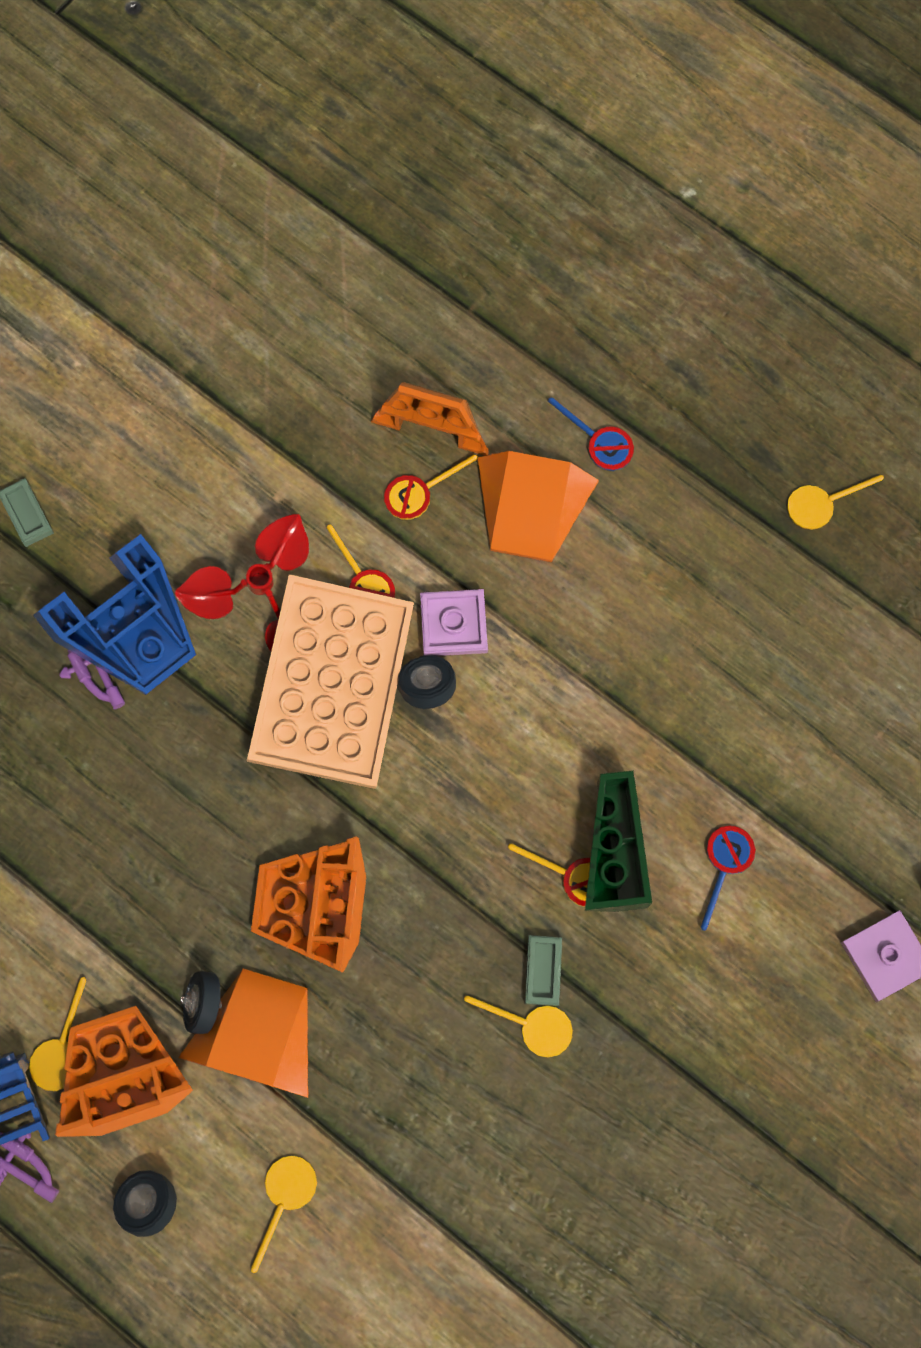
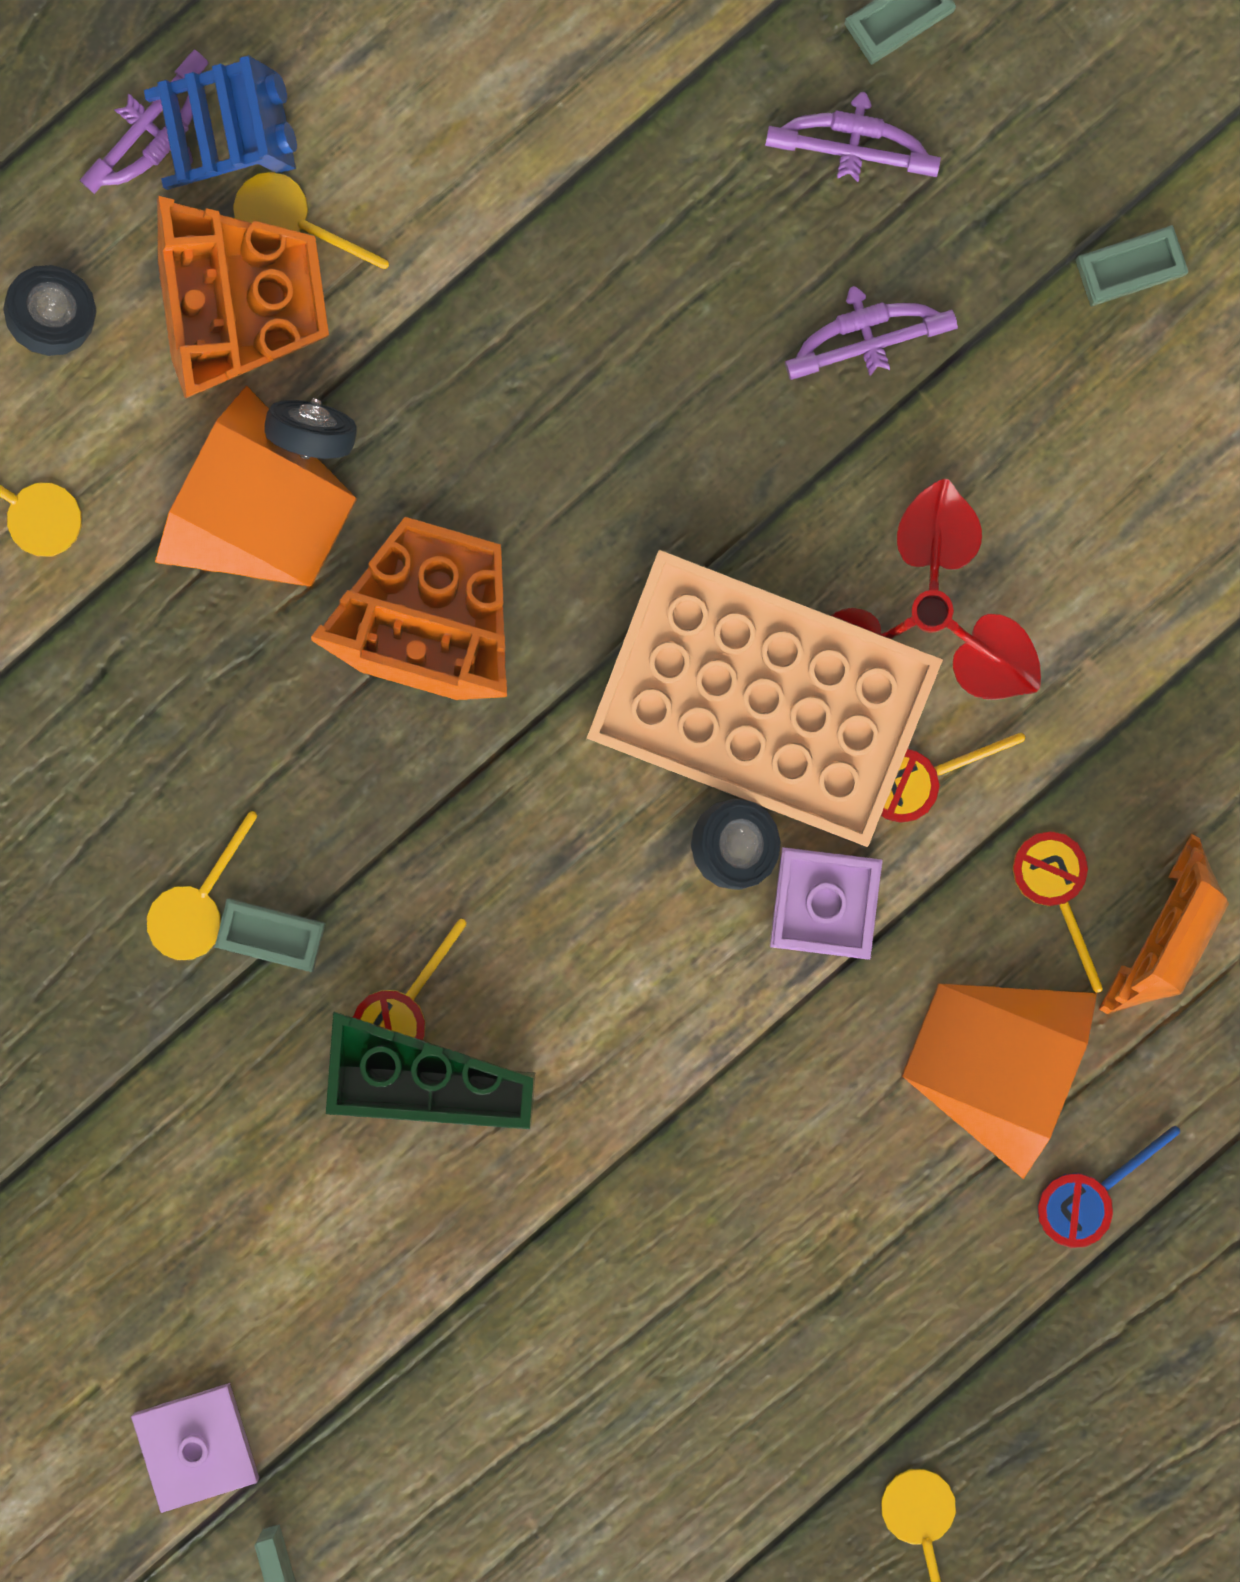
camera: 105 degrees right, 15 degrees up
(133, 633) = (902, 409): blue wedge -> none
(731, 852) = (393, 1250): piece -> none

